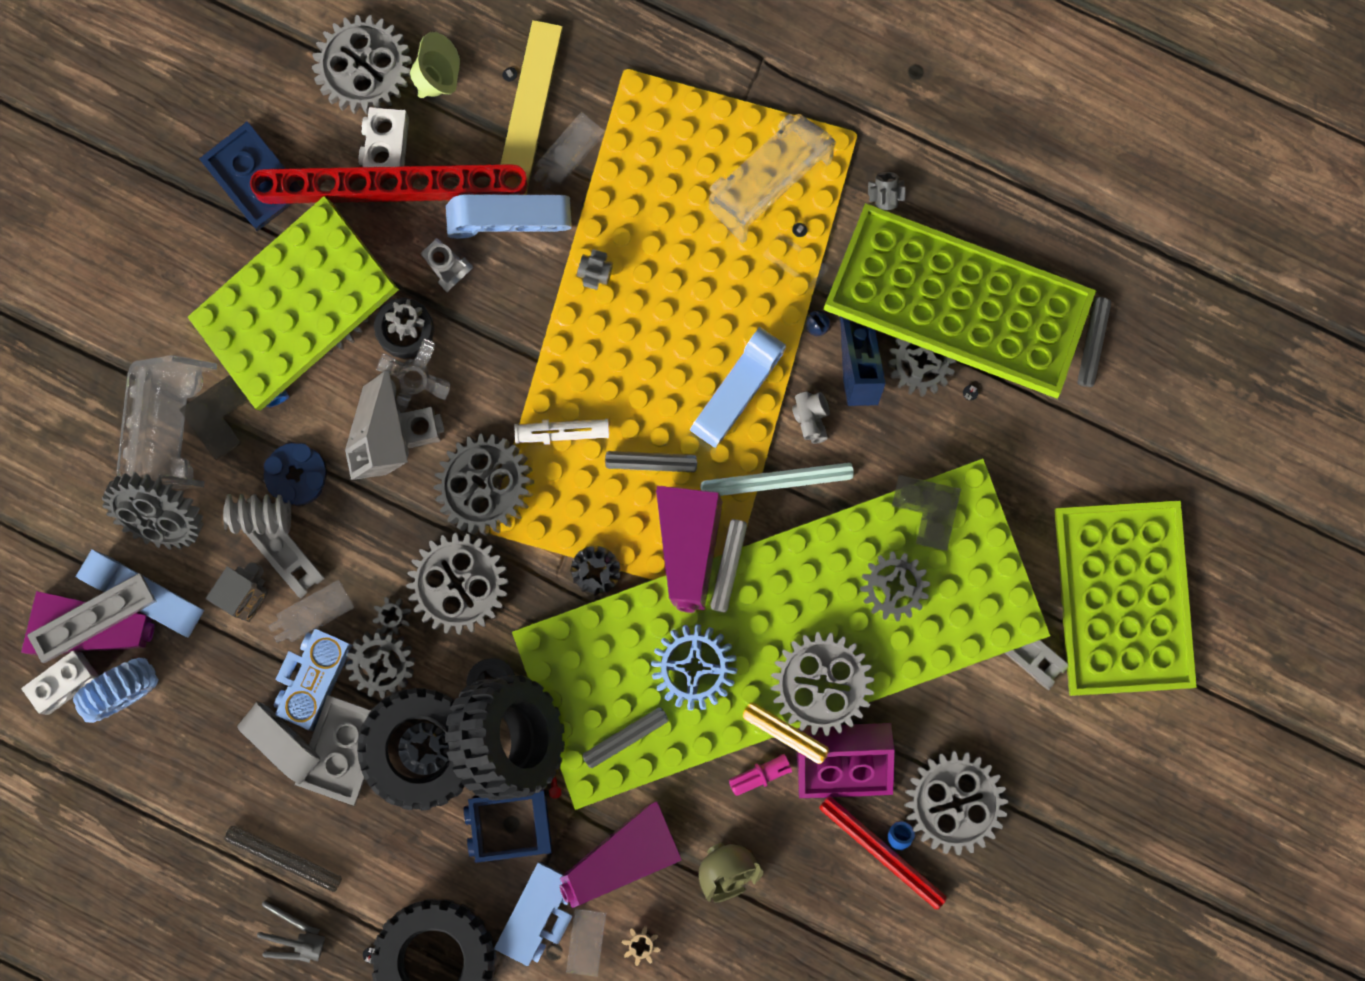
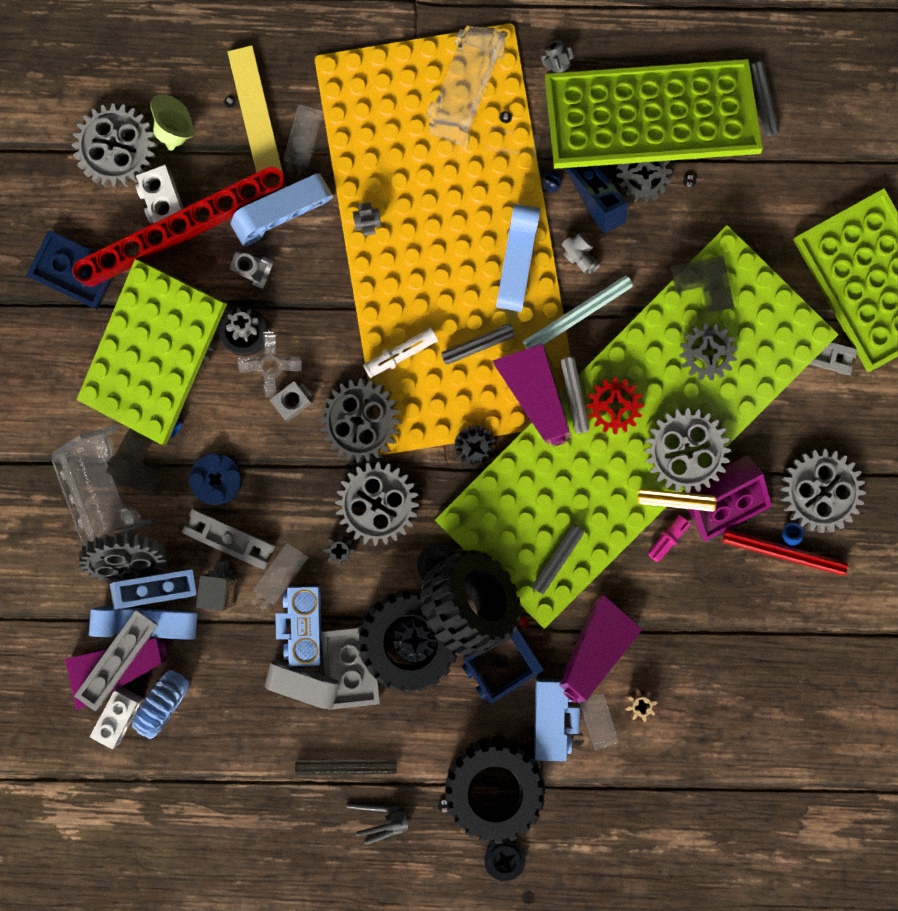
camera: 25 degrees left, 5 degrees up
(168, 560) = (152, 589): none -> light blue piece
(257, 515) = (202, 524): light grey piece -> none
(369, 659) = (337, 591): dark grey gear -> none
(376, 437) = (261, 419): light grey slope -> none
(667, 664) = (606, 475): light blue gear -> none
(727, 870) = (678, 620): olive cylinder -> none
(774, 578) = (615, 393): none -> red gear

